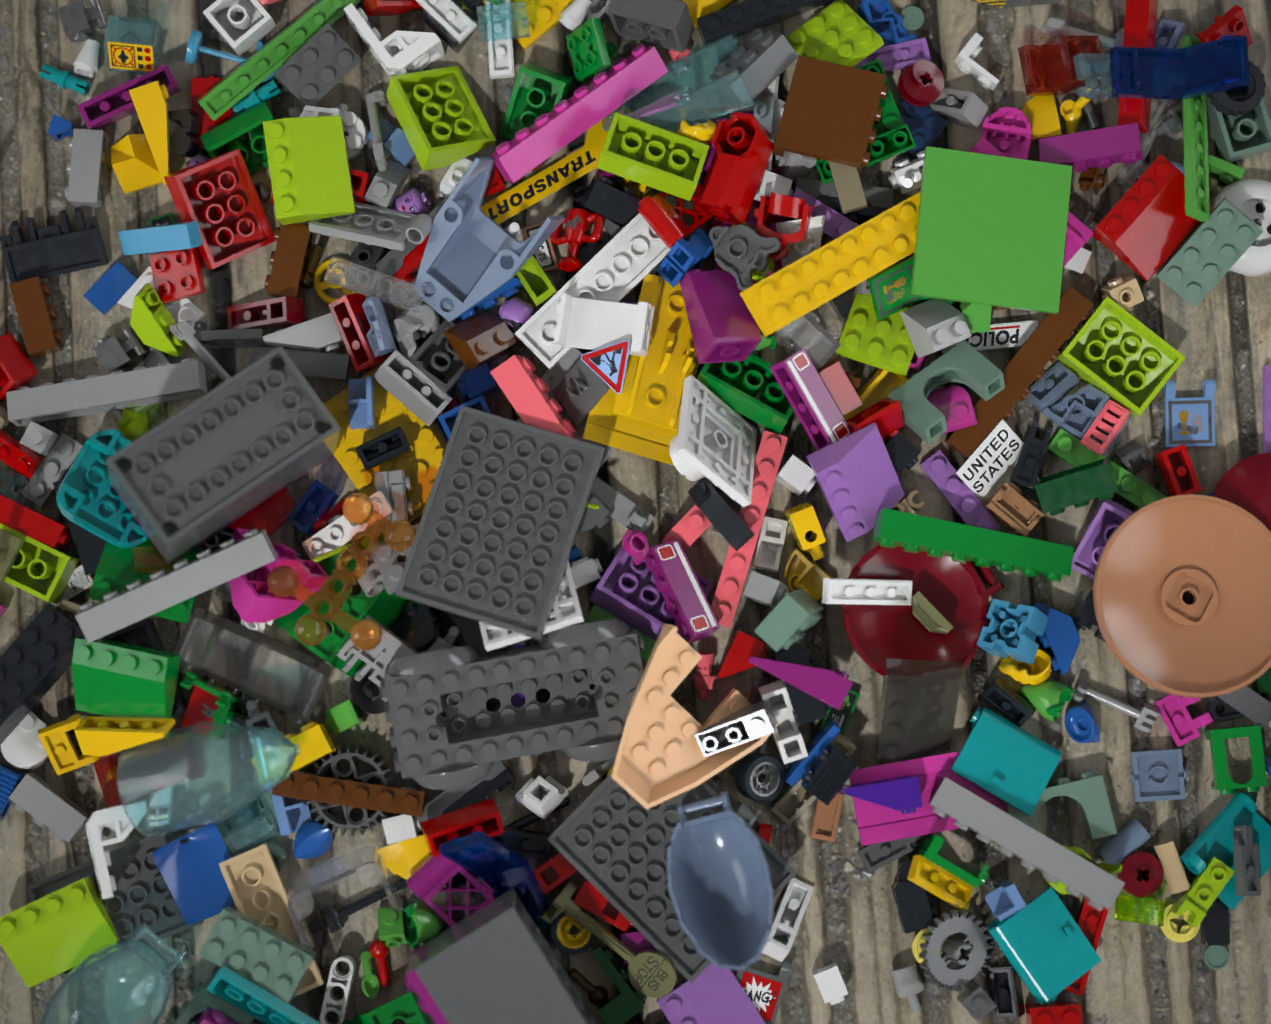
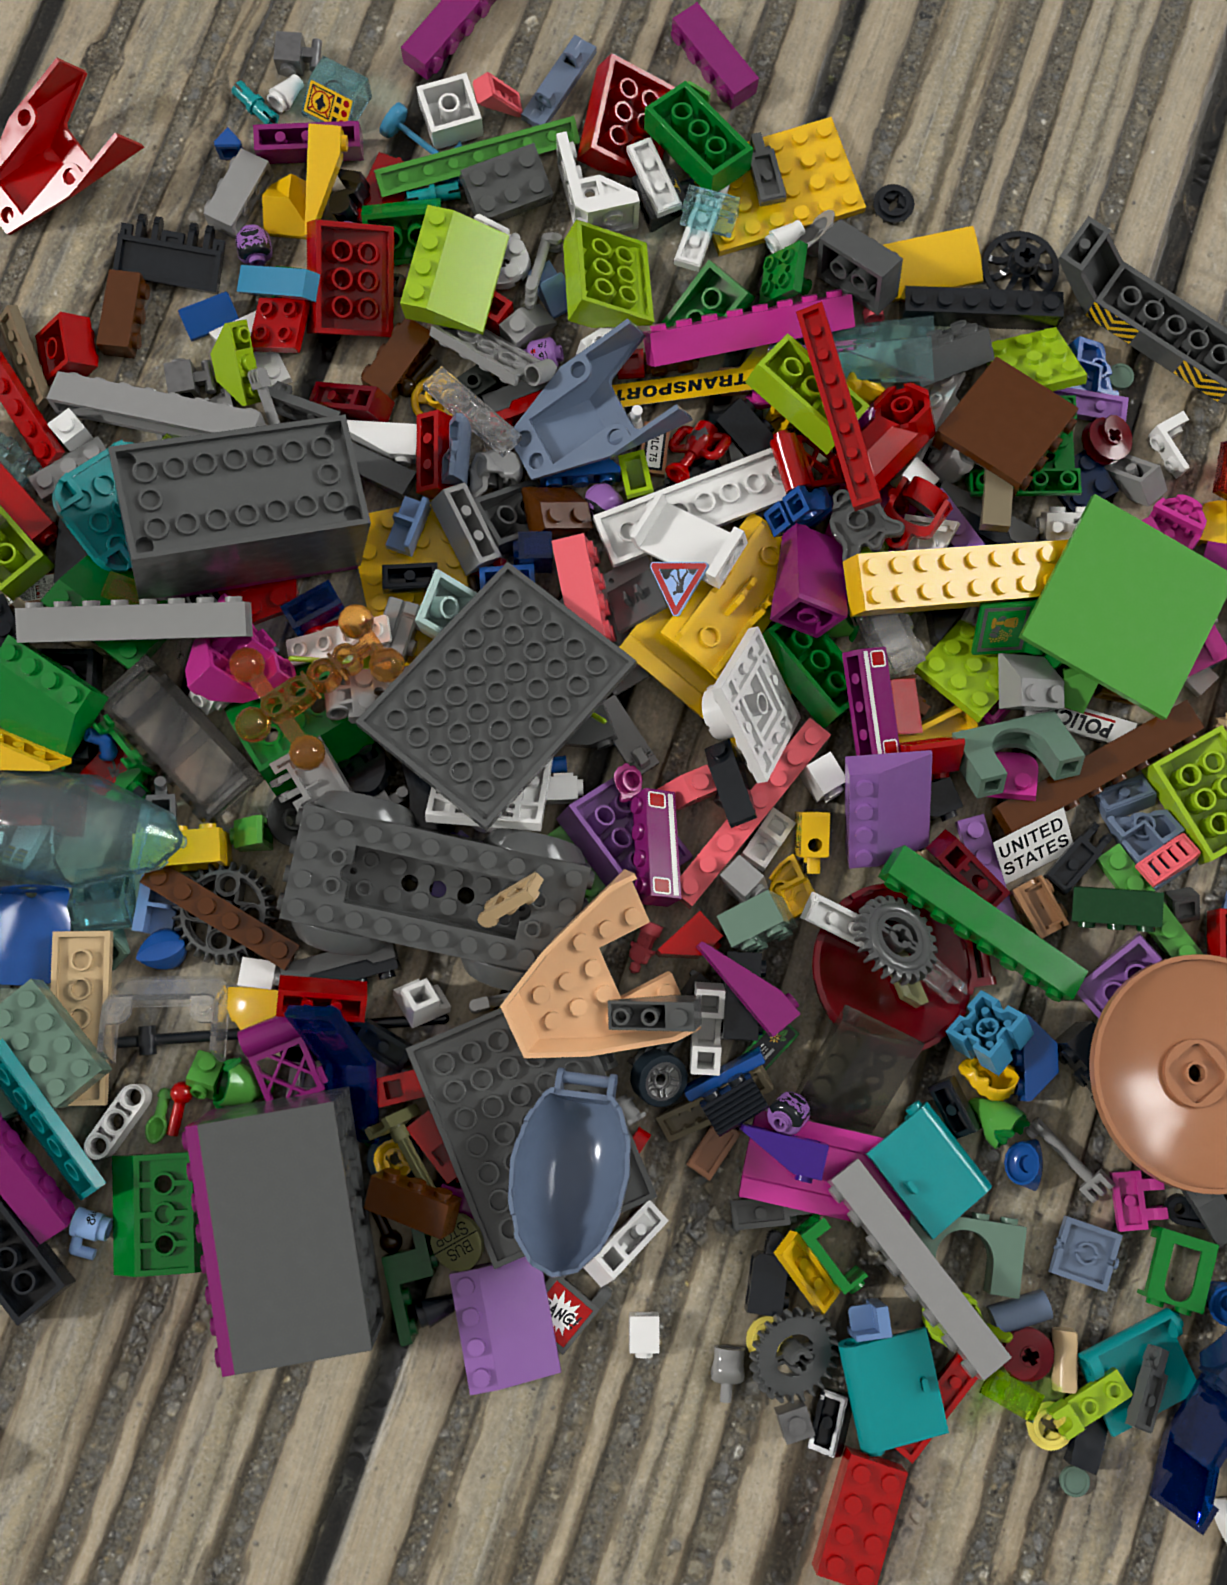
camera: 15 degrees right, 5 degrees down
(121, 209) = (253, 245): none -> head
(194, 694) = (106, 744): none -> blue arm
(423, 462) = (441, 603): none -> light aqua slope
(582, 686) = (510, 900): none -> tan hinge
(604, 958) = (413, 1203): none -> reddish brown brick
(683, 161) = (838, 407): none -> red plate
(875, 763) = (788, 1113): none -> head
(898, 594) = (886, 941): none -> dark grey gear
(943, 503) = (967, 868): none -> dark red slope
(957, 603) = (941, 981): none -> clear piece

